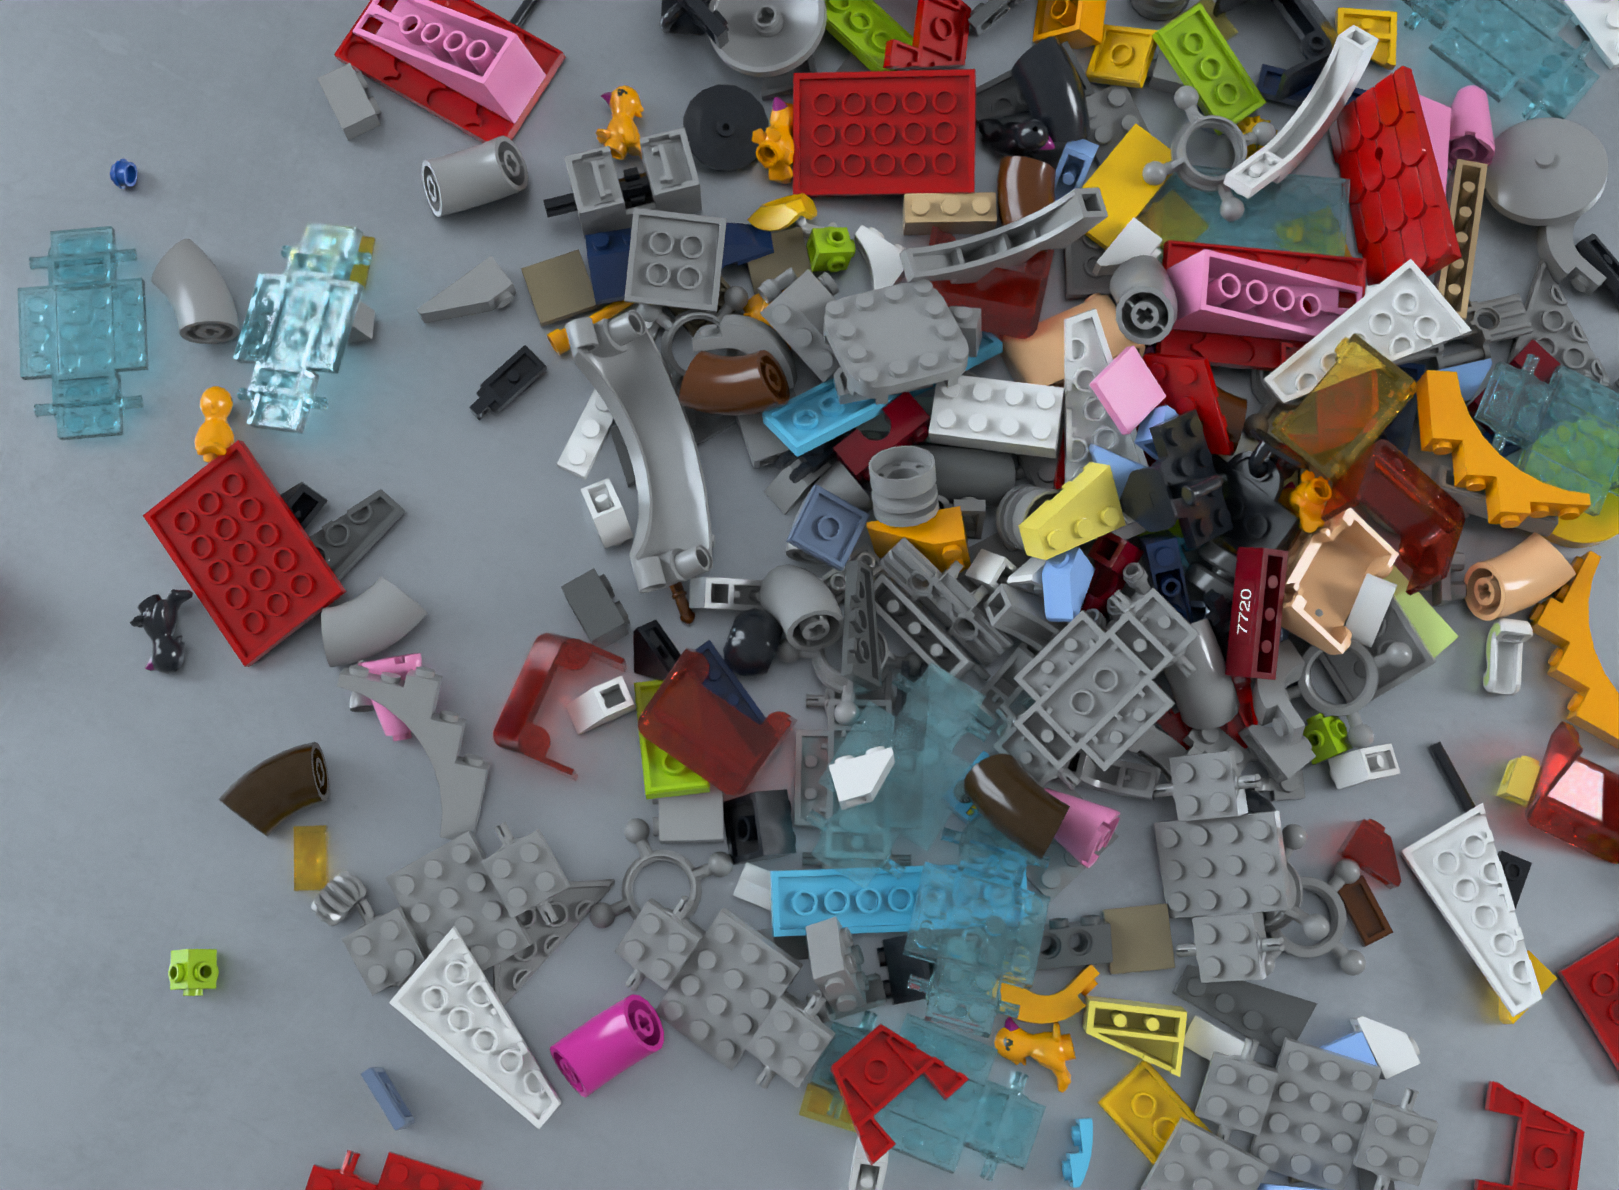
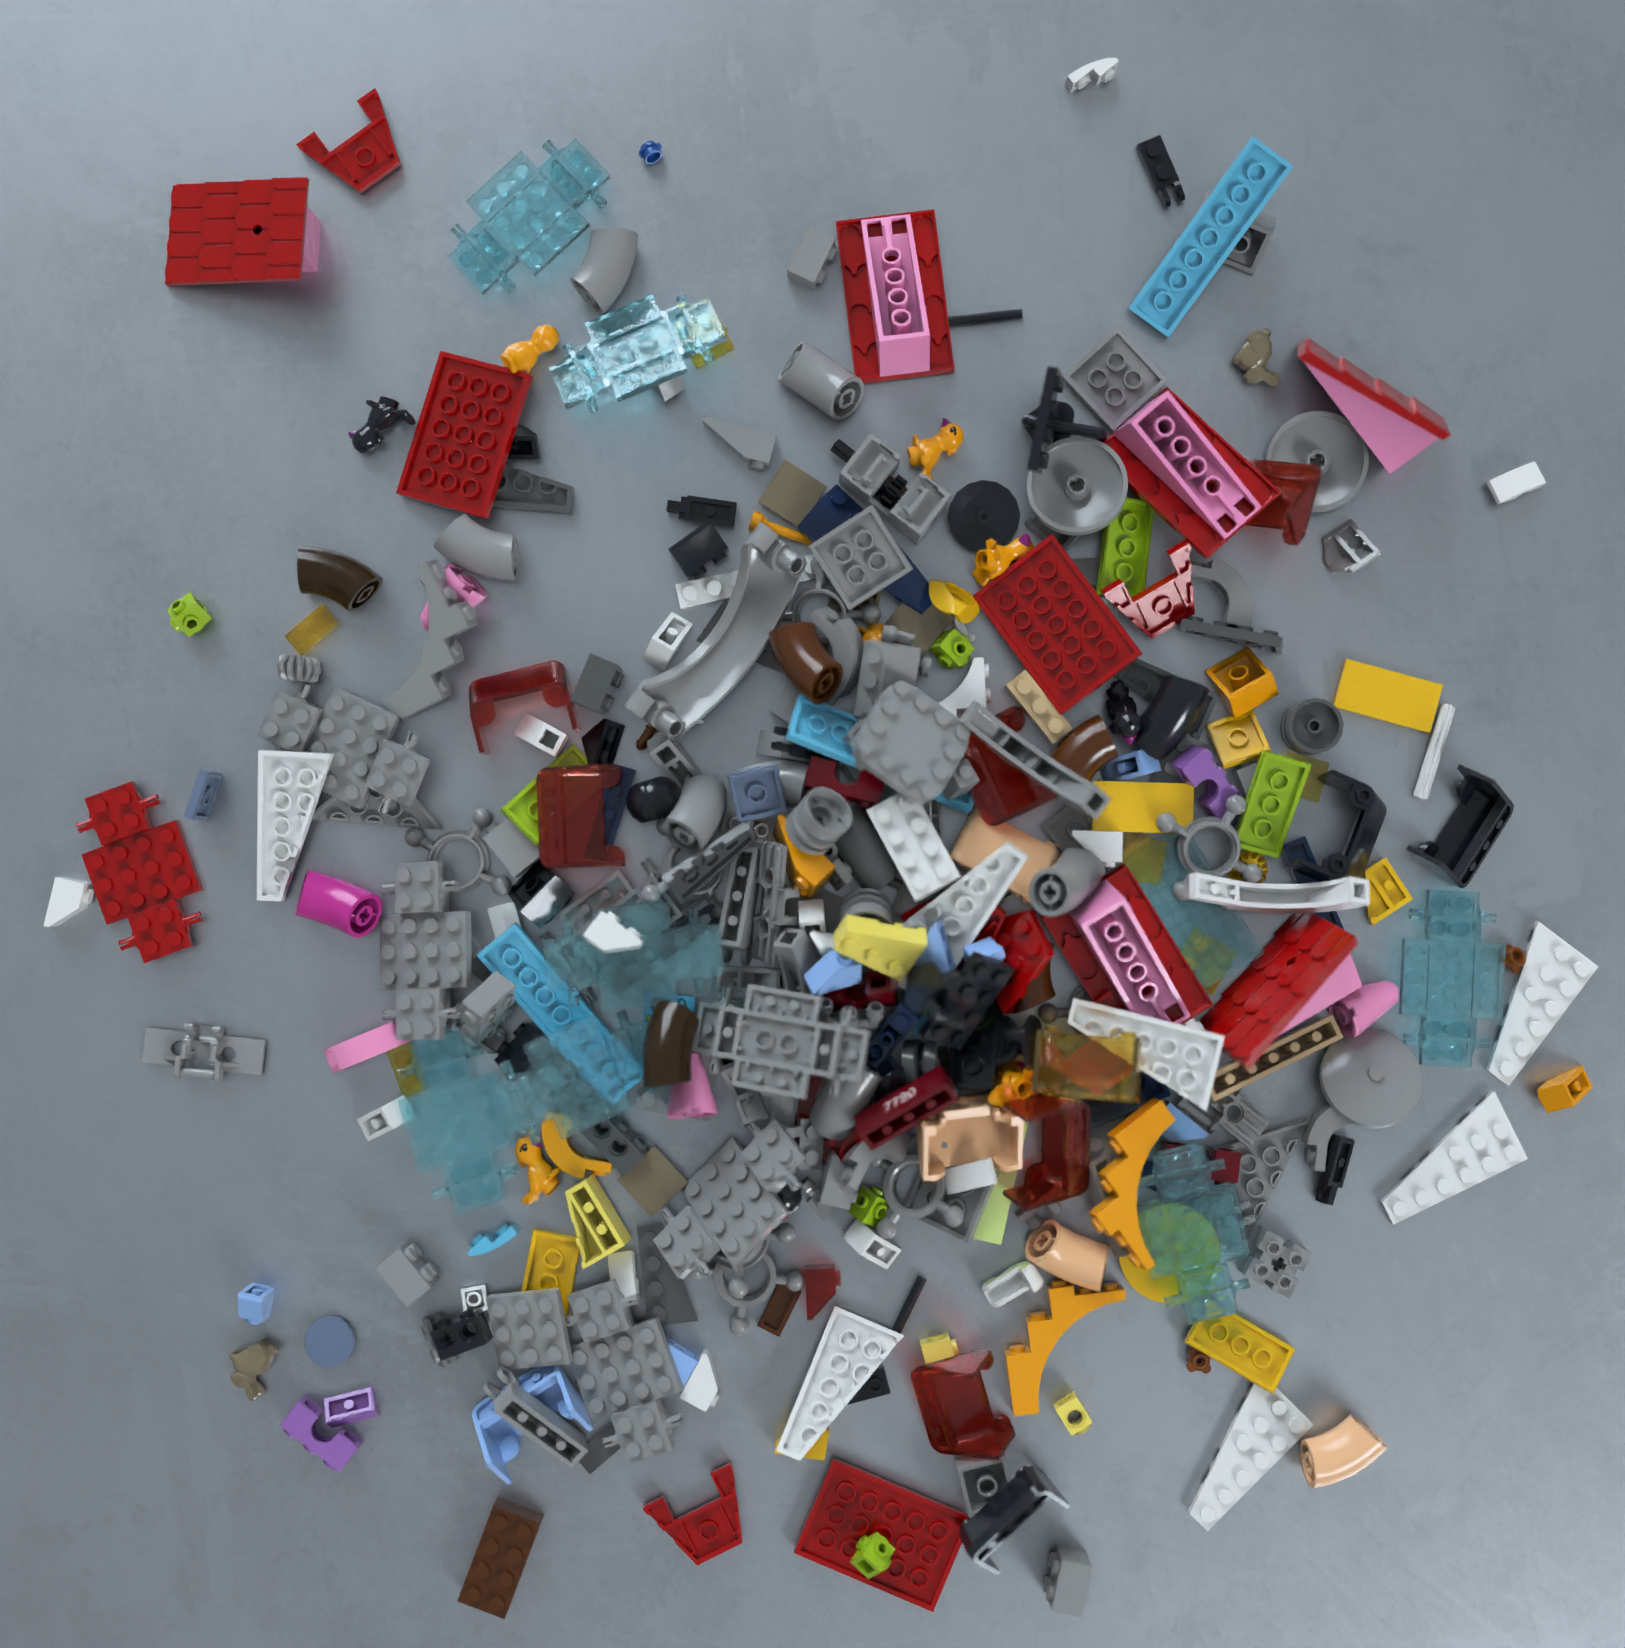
camera: 55 degrees right, 10 degrees up
(543, 413) = (699, 550): none -> black slope
(777, 1132) = (363, 1047): none -> bright pink arch
(877, 1073) = (440, 1082): red wing -> none
(1123, 104) = (1196, 766): none -> medium lavender arch
(1127, 390) = (992, 917): bright pink tile -> none

